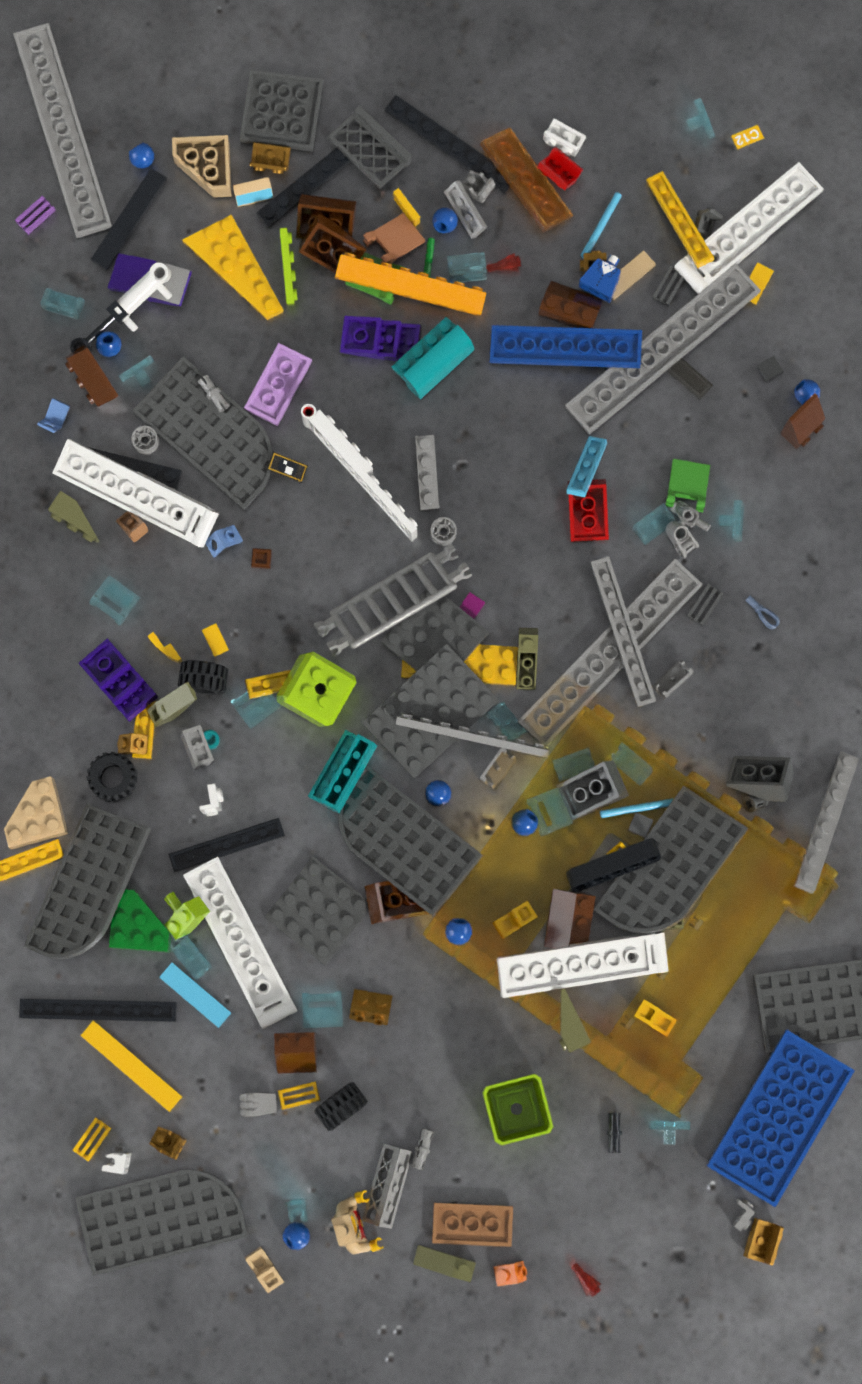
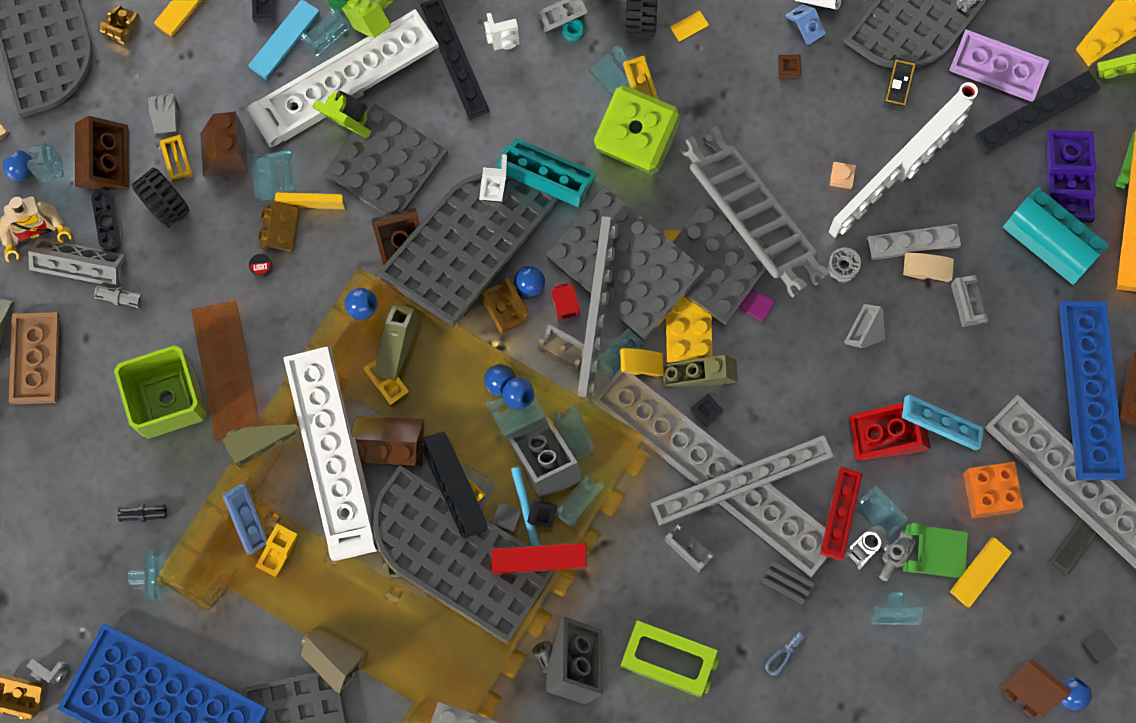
camera: 90 degrees right, 5 degrees down
(277, 939) = (345, 111): none -> lime piece
(291, 1162) = (101, 154): none -> reddish brown slope
(321, 358) = (1037, 112): none -> black plate
(351, 964) = (311, 200): none -> yellow tile
(356, 812) = (493, 182): none -> white panel
(363, 524) = (842, 175): none -> light nougat plate
(366, 1161) = (99, 212): none -> black beam
(403, 1024) = (260, 265): none -> tile
(450, 463) = (928, 266): none -> tan slope
(458, 764) = (565, 302): none -> red brick
(458, 814) = (505, 305): none -> pearl gold bracket
(482, 434) = (968, 301): none -> light grey hinge
(486, 907) = (396, 341): none -> olive slope
(494, 1057) = (225, 367): none -> clear orange tile
(498, 518) = (867, 328): none -> light grey slope
(516, 704) = (641, 362): none -> yellow slope
(540, 806) = (518, 393): none -> blue piece
(559, 655) = (706, 409): none -> black plate
(631, 1040) = (245, 518): none -> medium blue tile
(641, 795) = (542, 514): none -> black plate
(642, 434) = (993, 490): none -> orange brick
(653, 555) = (841, 513): none -> red tile
(681, 798) = (539, 558): none -> red tile
(706, 452) = (980, 572): none -> yellow tile
(738, 723) = (691, 686): none -> lime piece
(747, 975) = (332, 657): none -> dark tan slope

